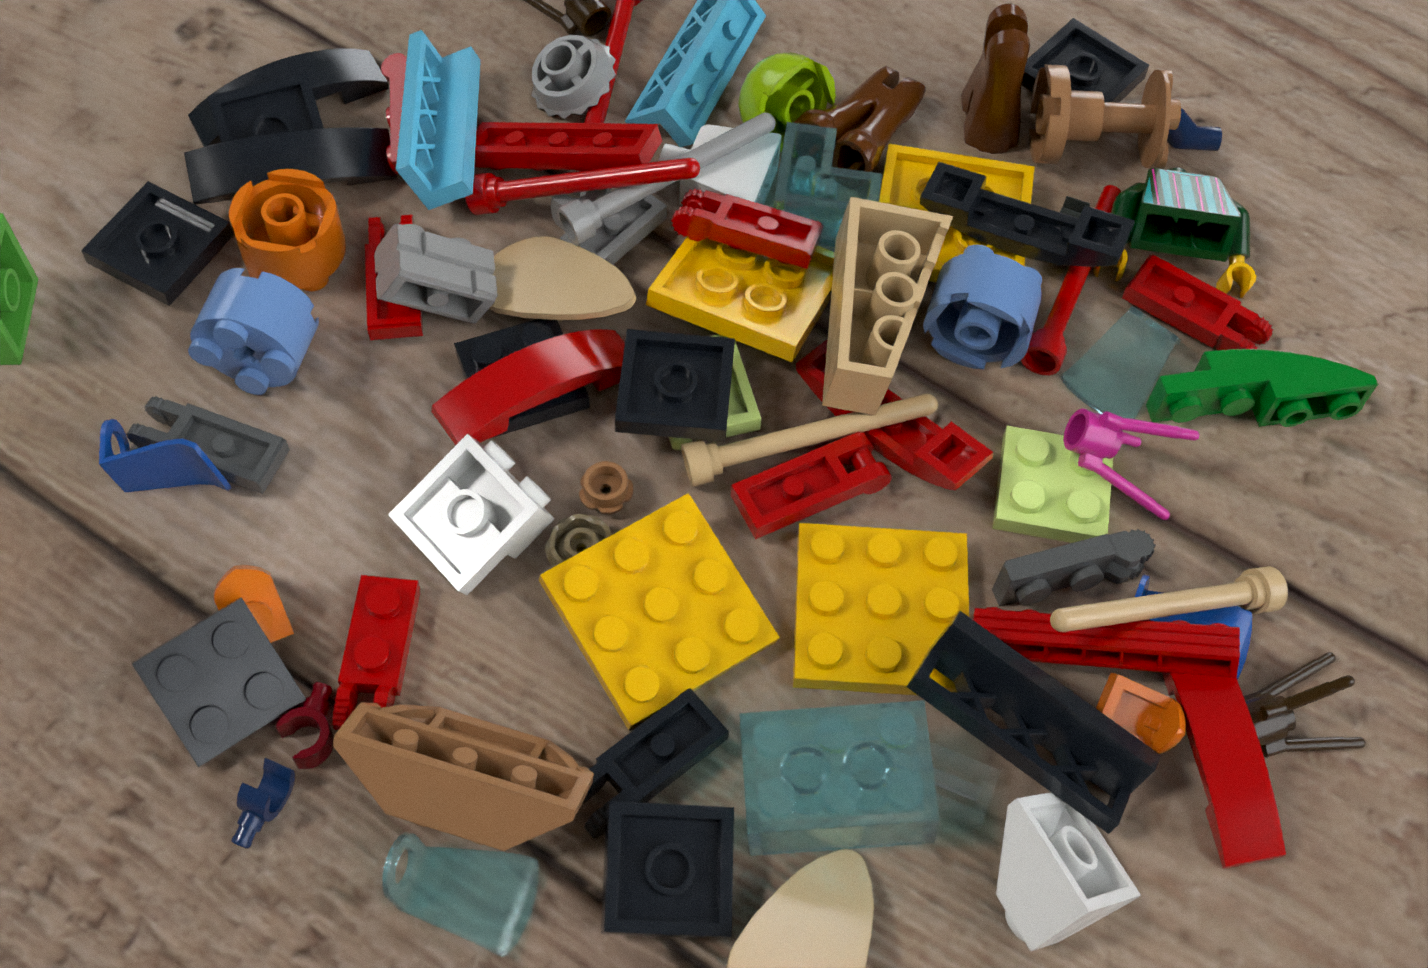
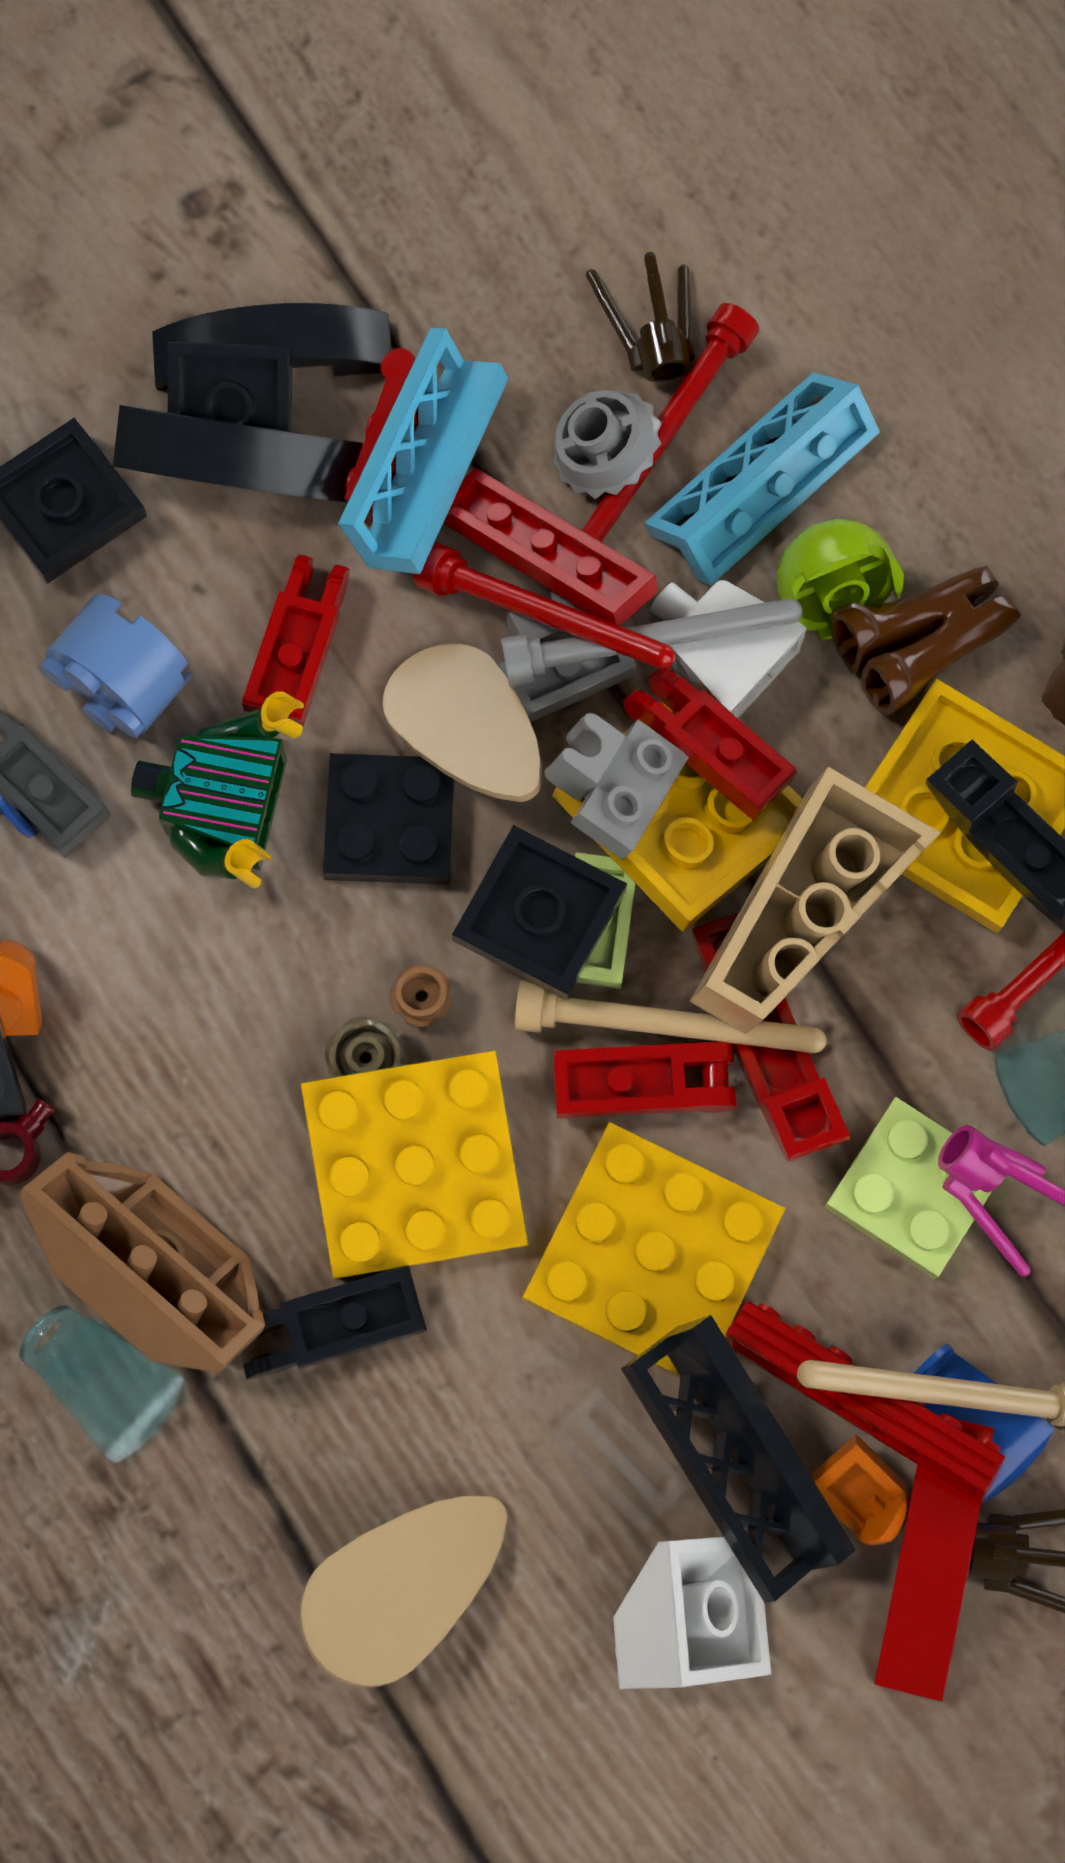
camera: 25 degrees right, 15 degrees up
(289, 228) = (227, 538): orange brick -> none
(376, 643) = (115, 1081): red hinge -> none
(379, 391) = (223, 790): none -> torso
(435, 273) = (337, 666): light grey brick -> none
(472, 513) = (268, 973): white plate -> none
(528, 379) = (390, 842): red slope -> none
(668, 870) = (302, 1450): black plate -> none
(695, 263) = (618, 777): none -> light grey plate
(812, 186) = (806, 714): clear light blue brick -> none
(838, 778) = (510, 1427): clear light blue brick -> none
(983, 308) = (932, 950): medium blue brick -> none
(1074, 566) = (885, 1297): dark grey hinge -> none

